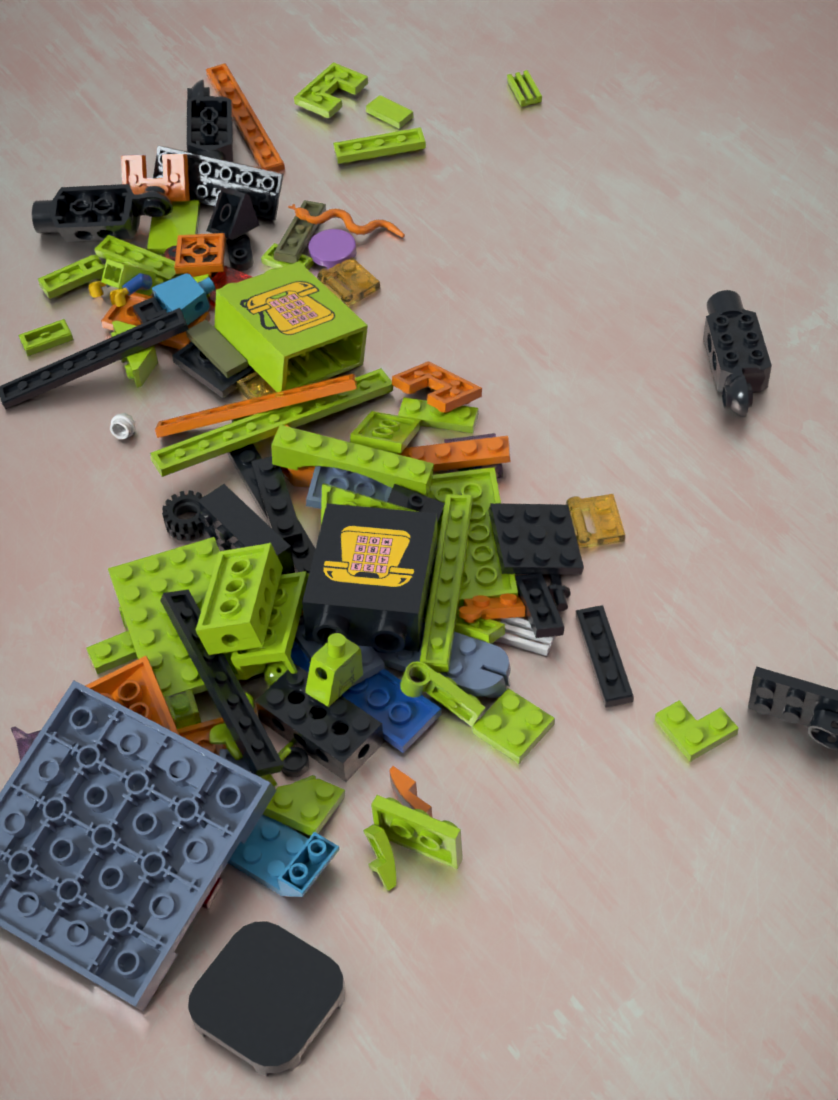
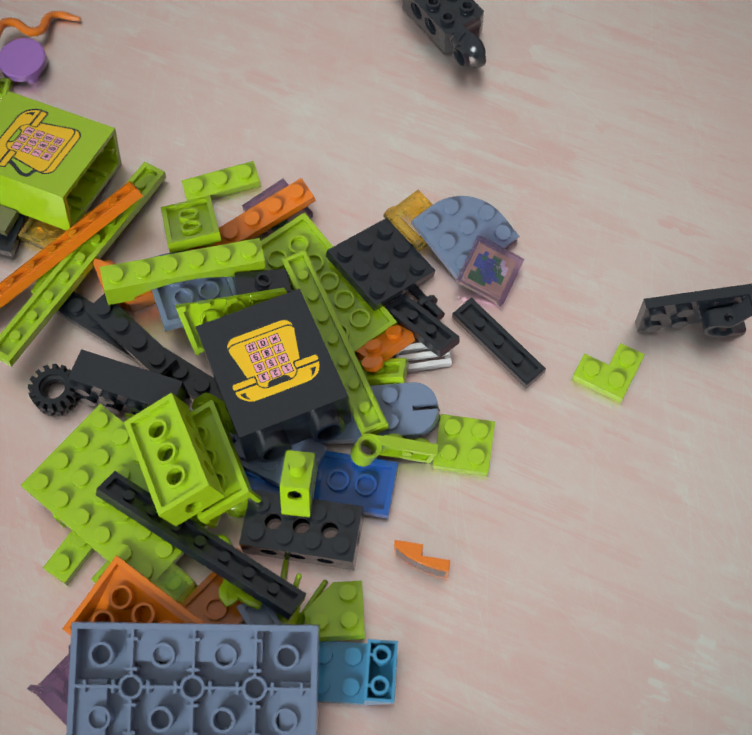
camera: 30 degrees left, 15 degrees up
(296, 762) = (305, 570): black tile -> none
(354, 277) = (60, 80): clear yellow plate -> none
(385, 862) = (435, 627): lime slope -> none
(418, 831) = (453, 588): lime plate -> none
(450, 389) = (225, 154): orange plate -> none
(631, 547) = (456, 222): none -> sand blue plate
(633, 588) = (489, 270): none -> clear purple tile

